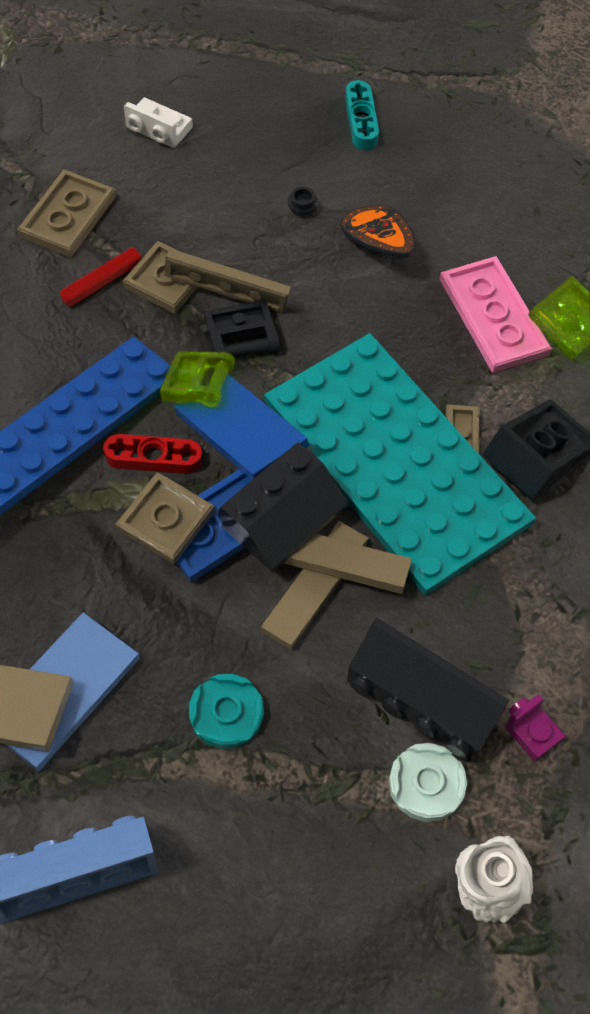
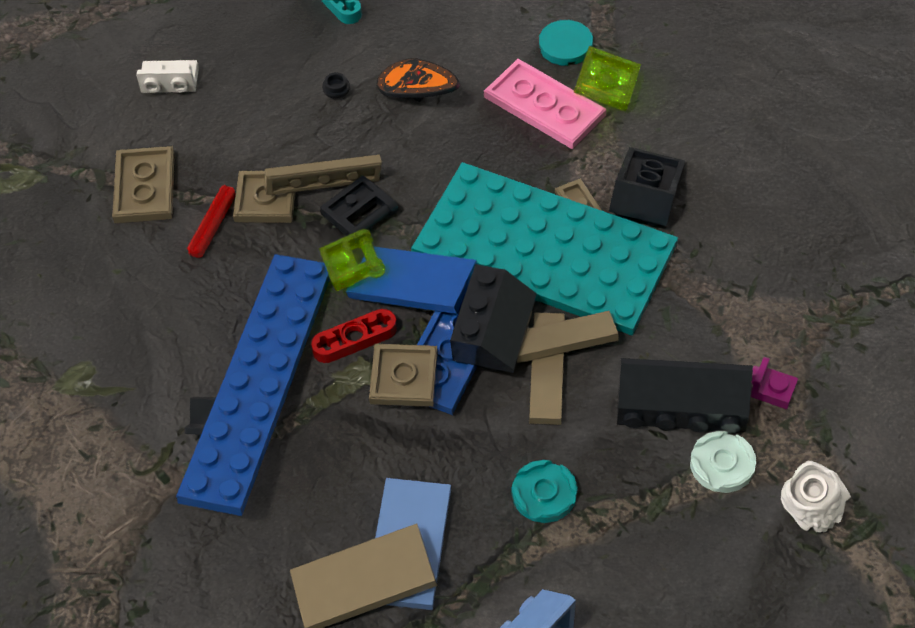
camera: 25 degrees left, 5 degrees down
(555, 260) = (565, 42): none -> teal tile

